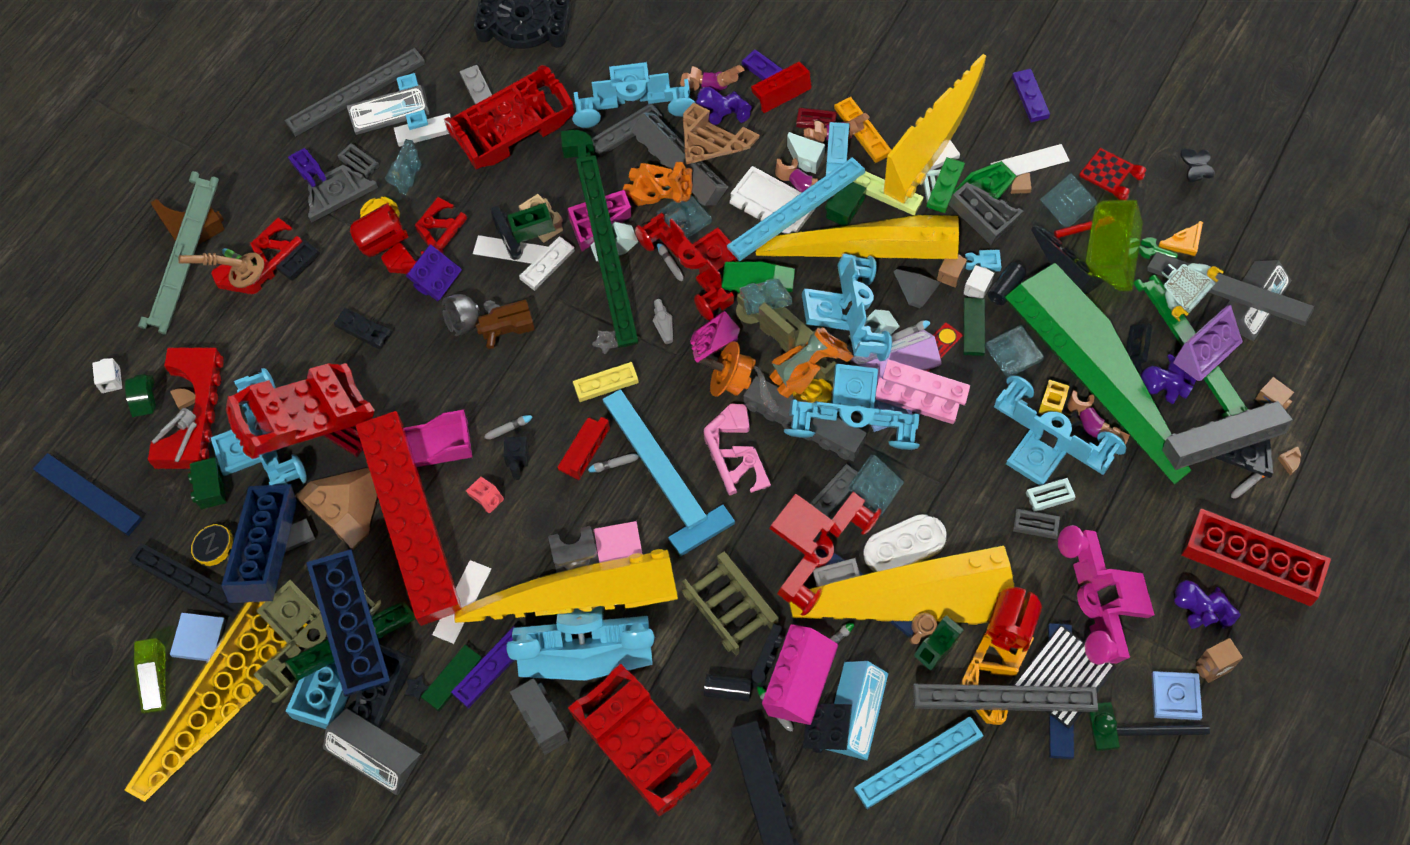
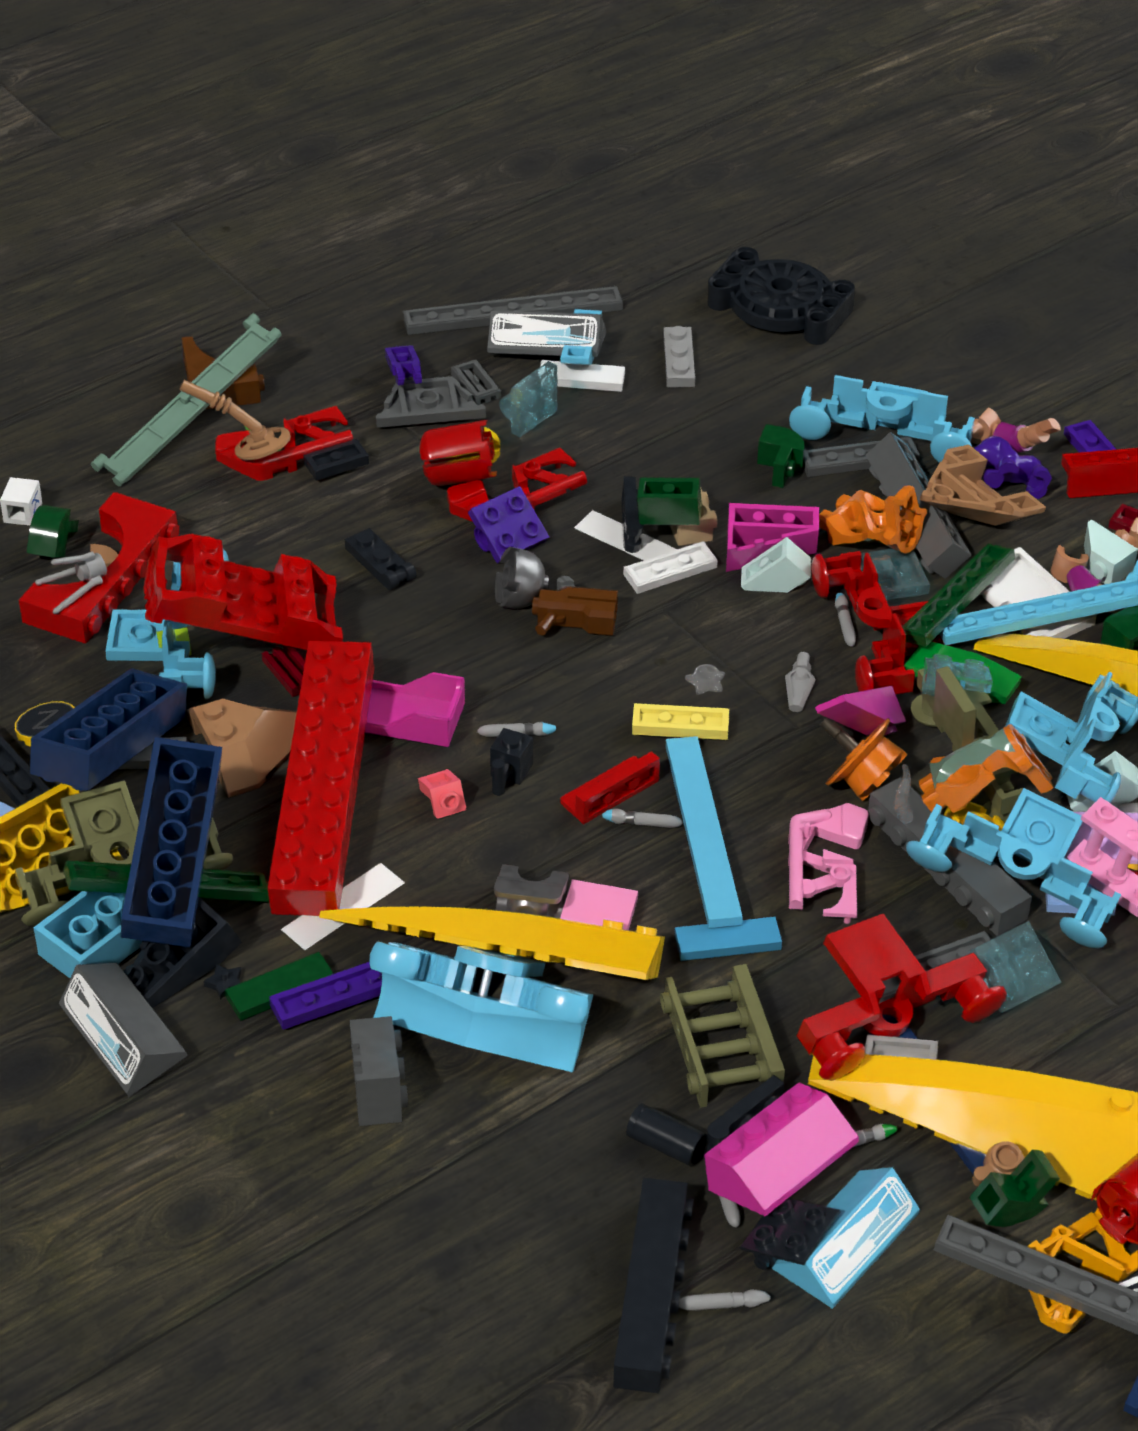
camera: 20 degrees right, 20 degrees down
(207, 483) = (79, 655): dark green brick -> none
(510, 117) = (704, 388): red piece -> none
(607, 251) = (758, 570): dark green plate -> none
(639, 738) = (506, 1147): red piece -> none
(732, 221) = (957, 594): none -> dark green tile
(806, 784) = (724, 1300): none -> light grey piece
(905, 543) = (1031, 1050): white tile -> none
(918, 762) = (910, 1334): medium azure plate -> none

